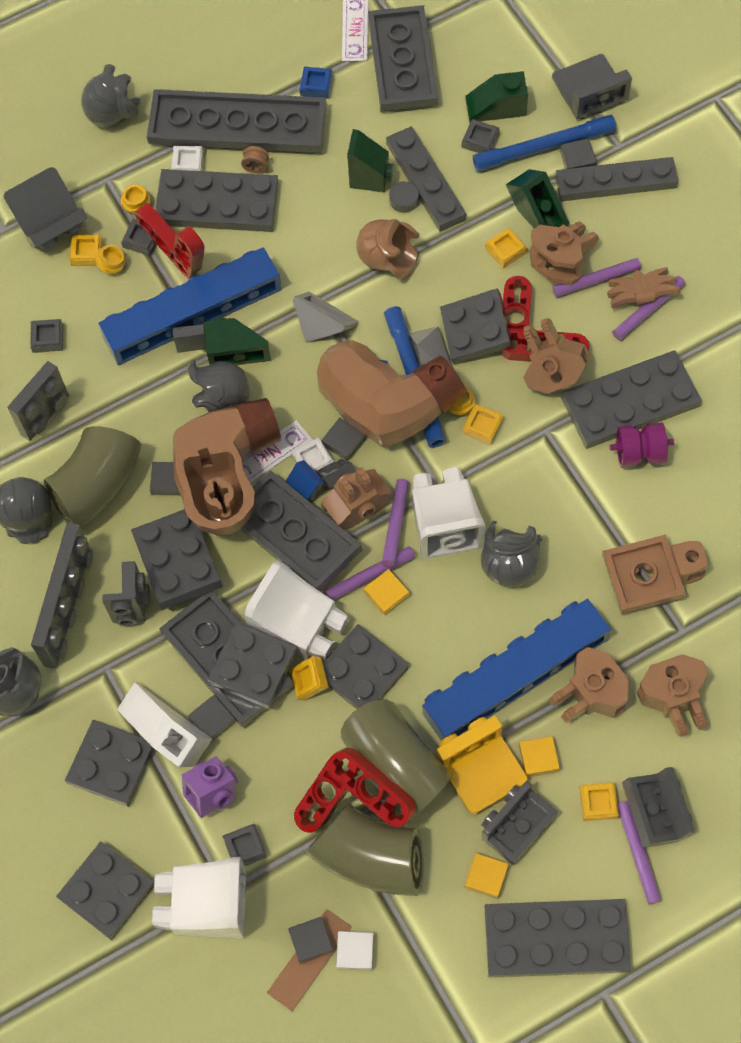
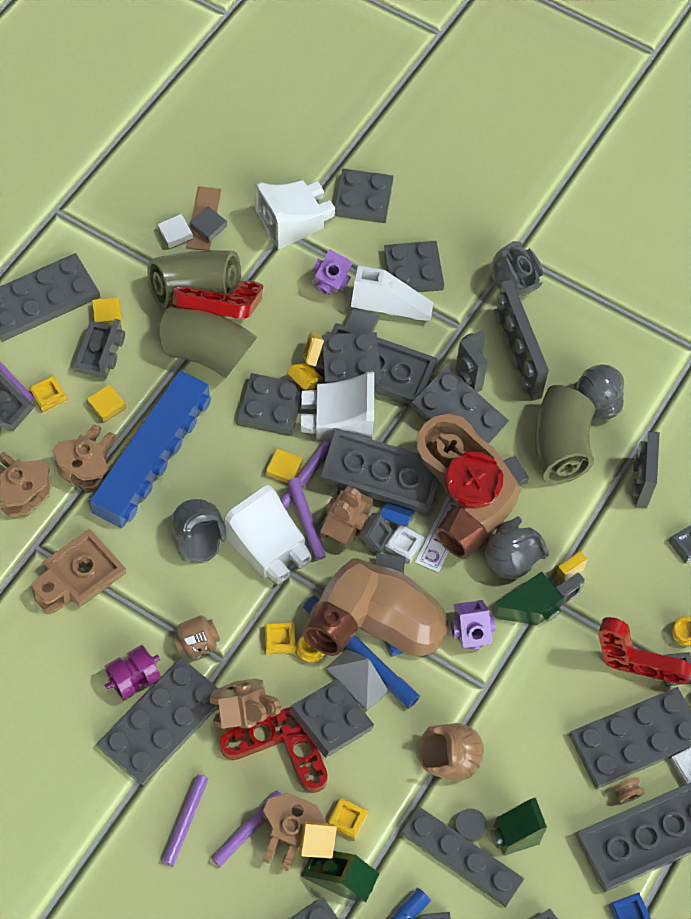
camera: 145 degrees right, 5 degrees down
(174, 355) = (571, 567): none -> yellow tile
(198, 300) = (580, 628): blue brick -> none
(218, 446) = (474, 479): none -> red tile
(245, 844) = (287, 259): dark grey tile -> none
(284, 700) = (312, 348): none -> yellow tile
(300, 341) = (472, 624): none -> medium lavender brick
(320, 318) = (471, 668): light grey slope -> none
(480, 764) = (145, 373): yellow bracket -> none
(546, 218) = (317, 840): none -> yellow tile
(564, 451) = (196, 637): none -> medium nougat head
(642, 287) = (200, 832): medium nougat piece -> none

